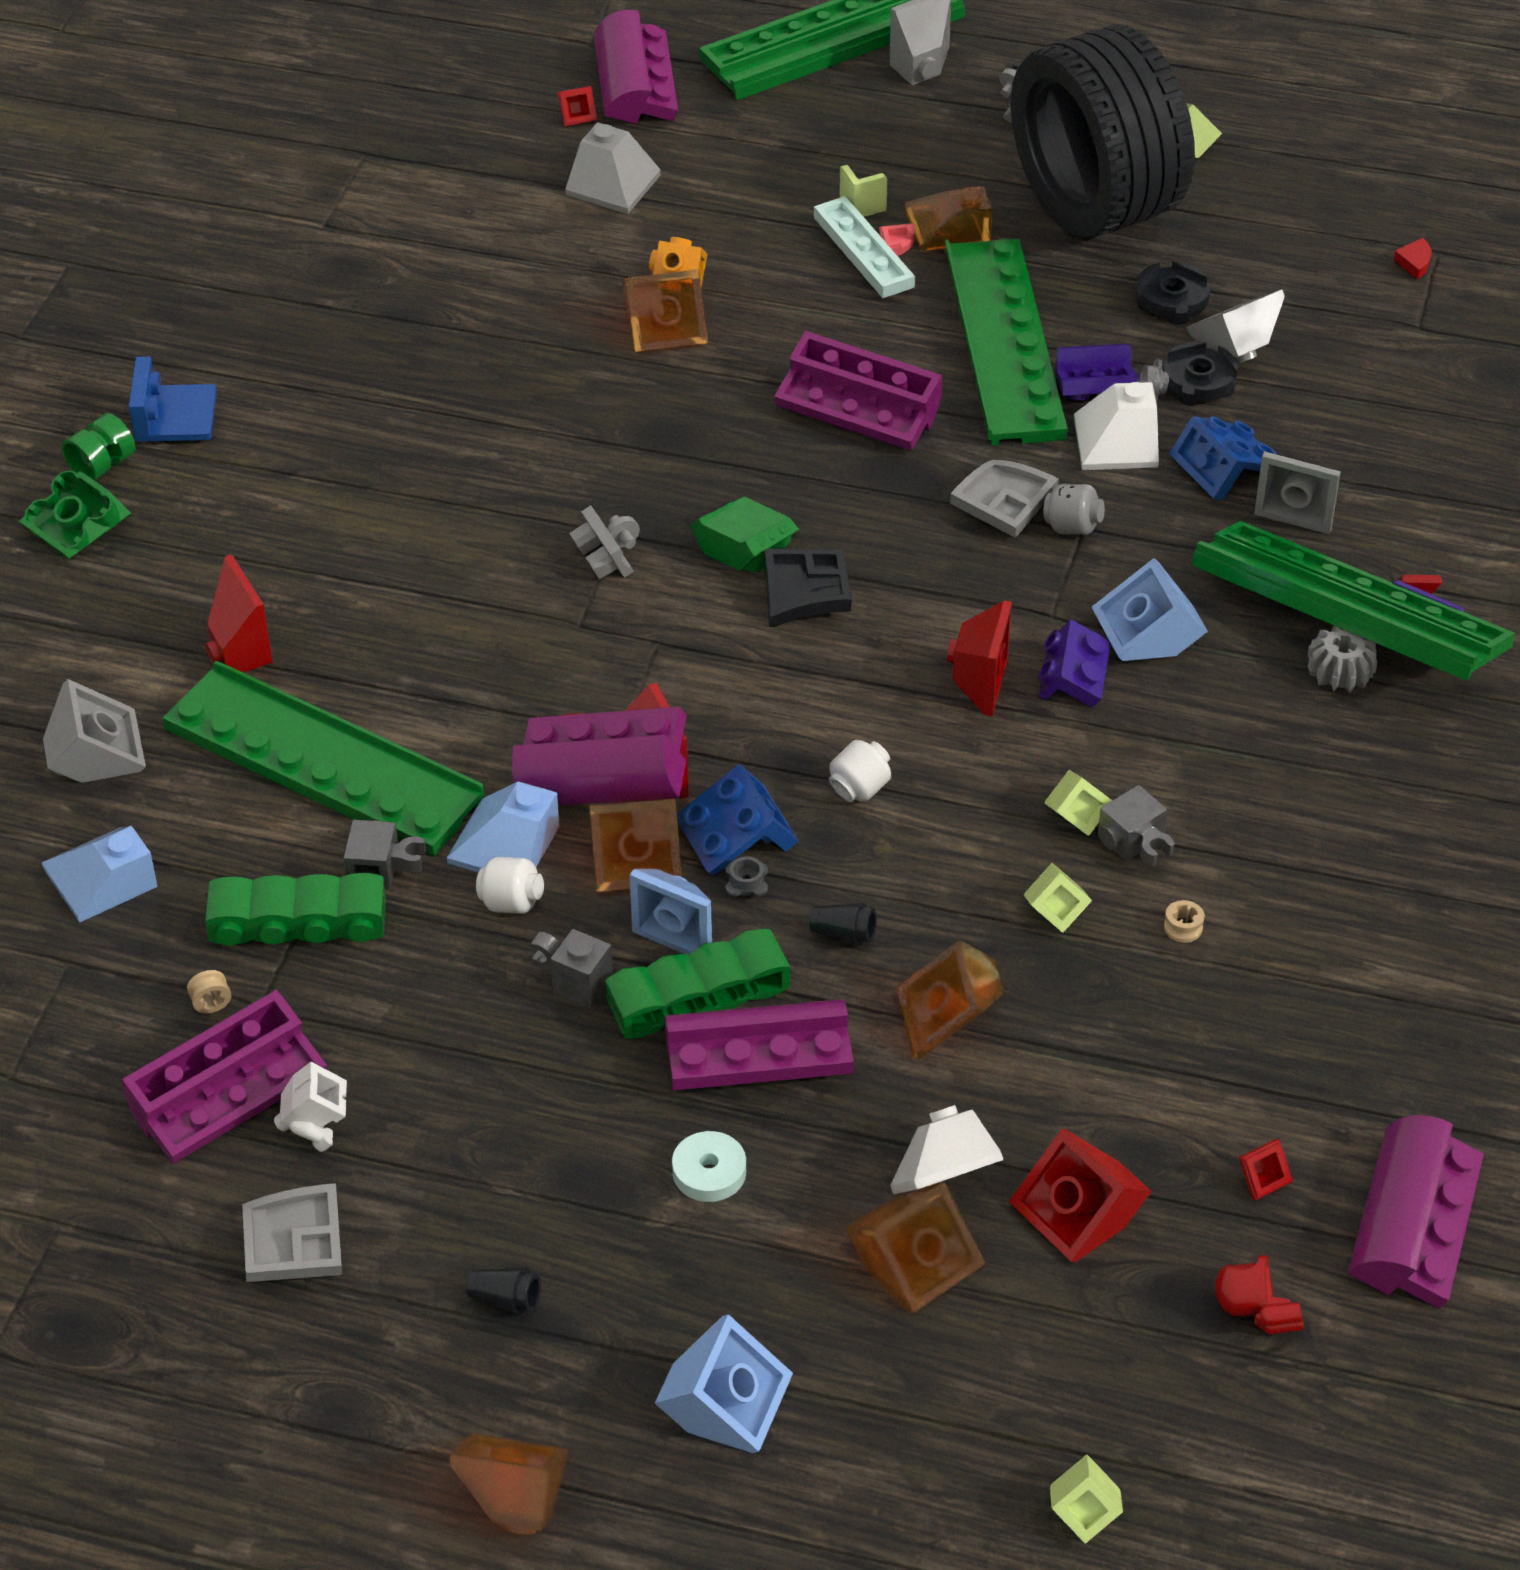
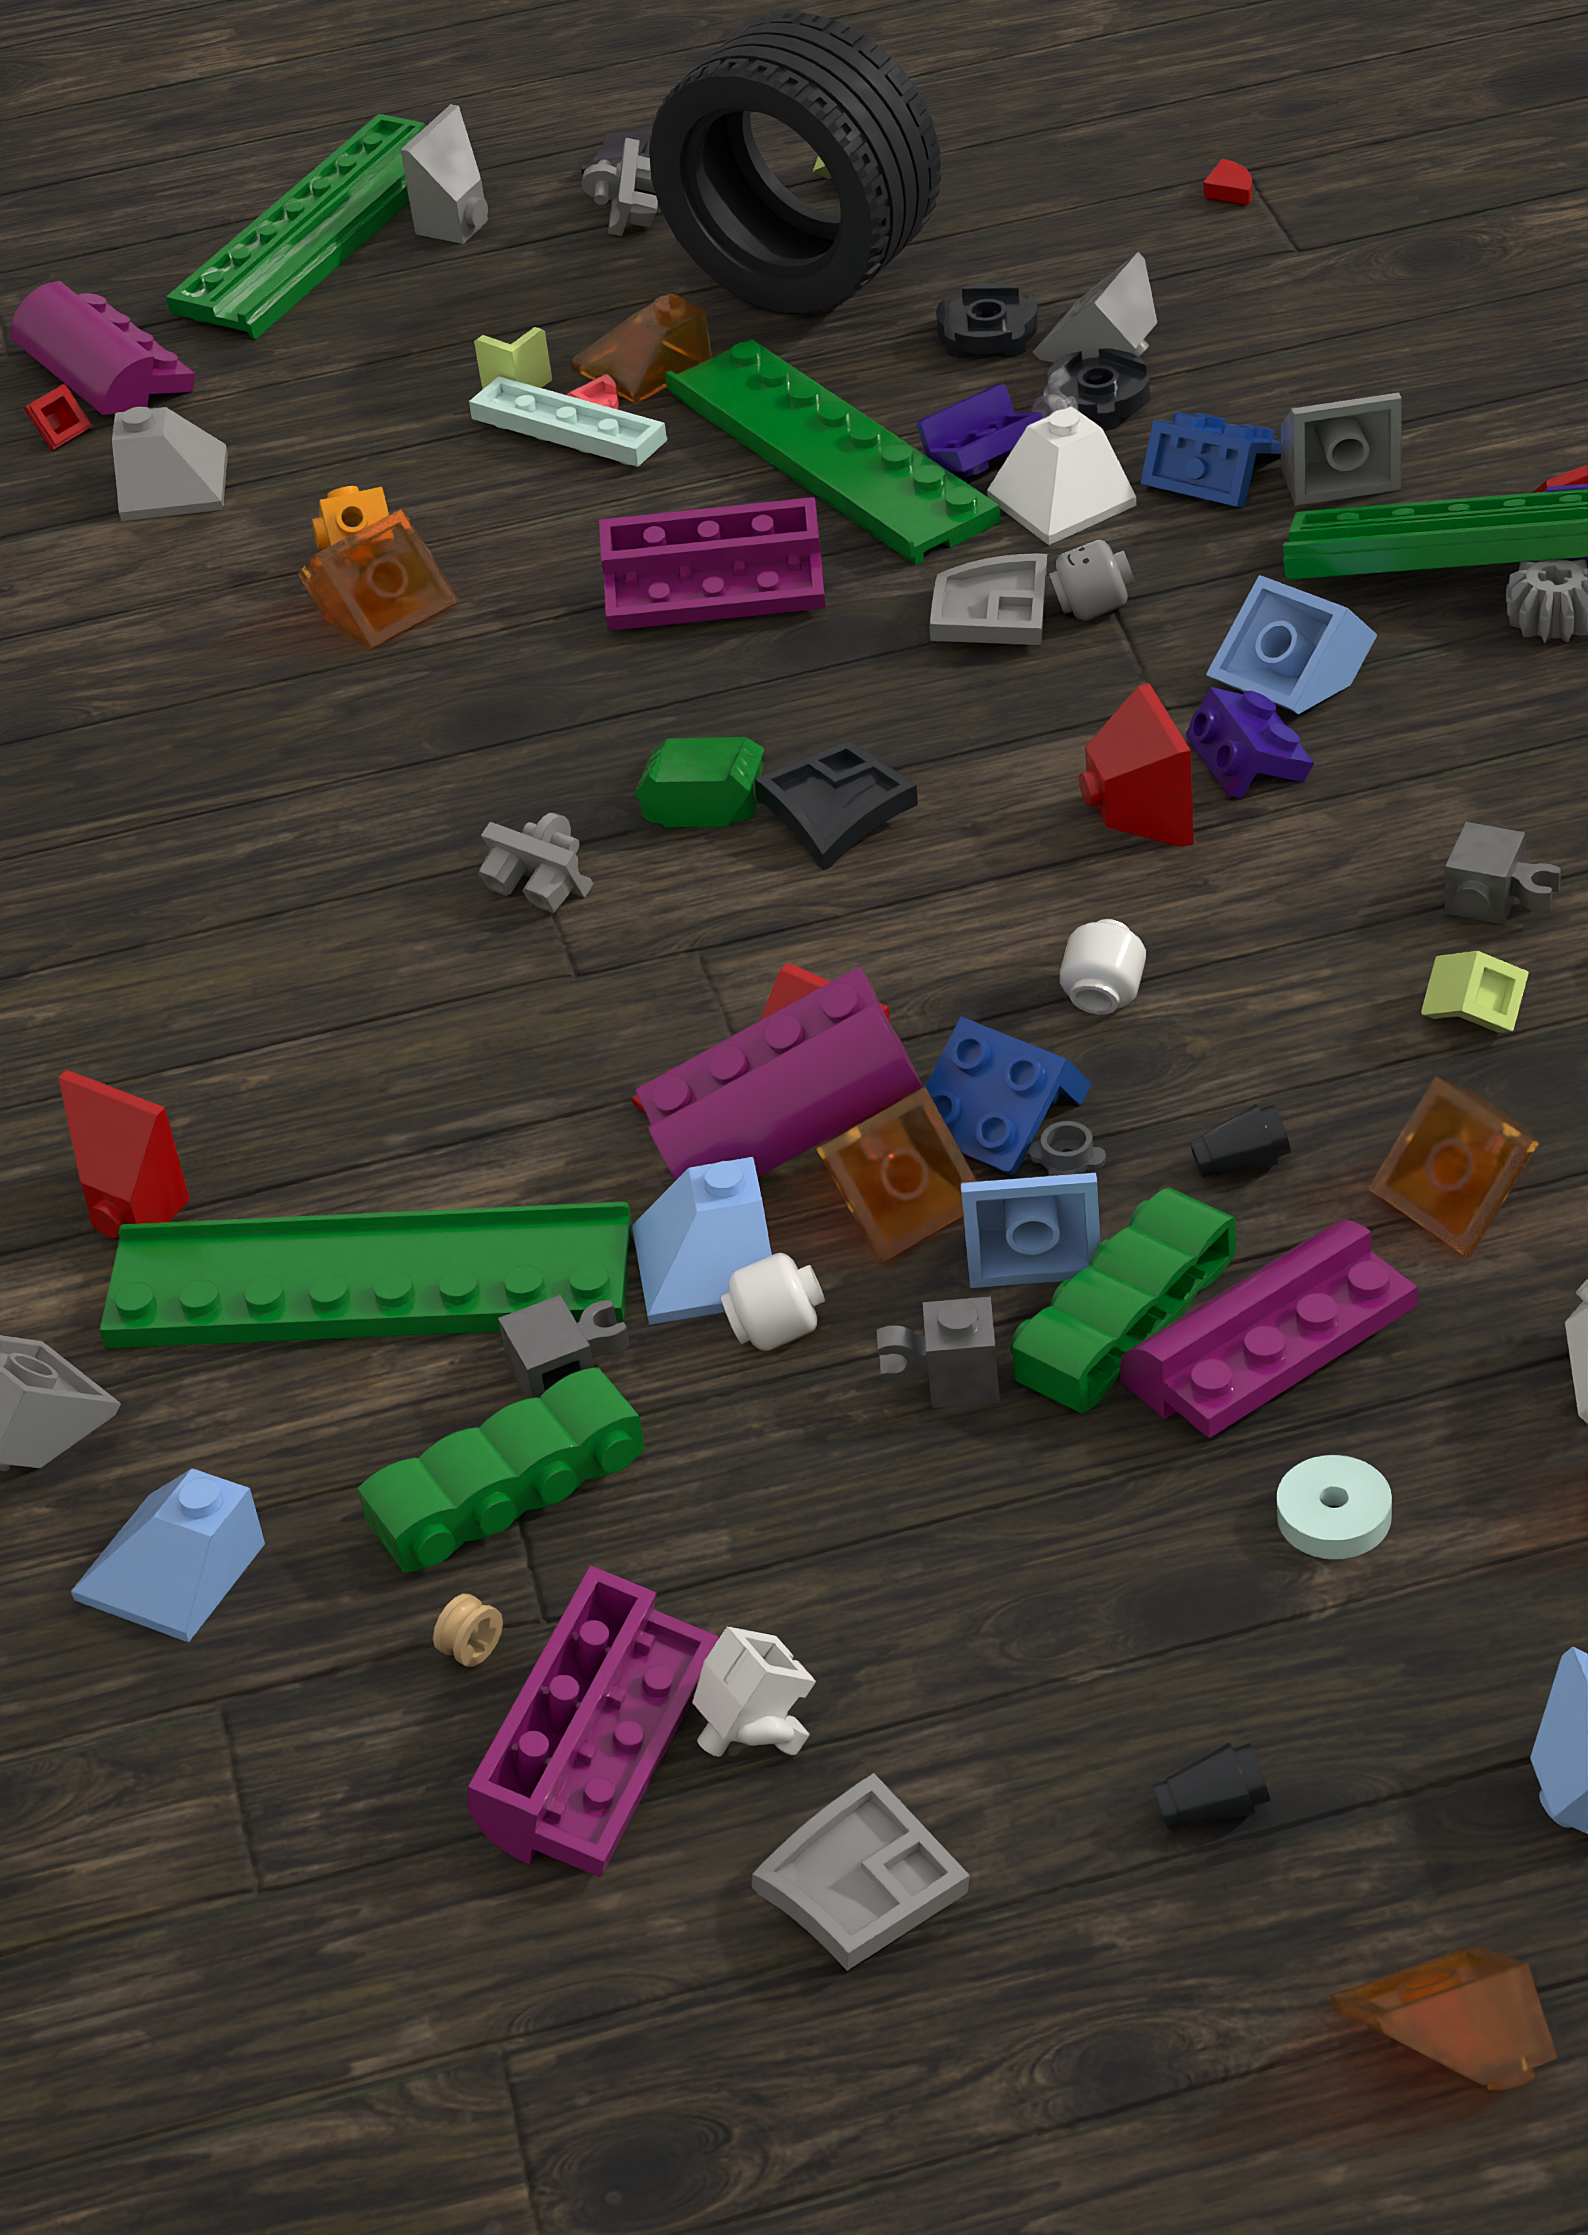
camera: 25 degrees left, 5 degrees down
(1077, 802) = (1399, 876): yellowish green panel -> none

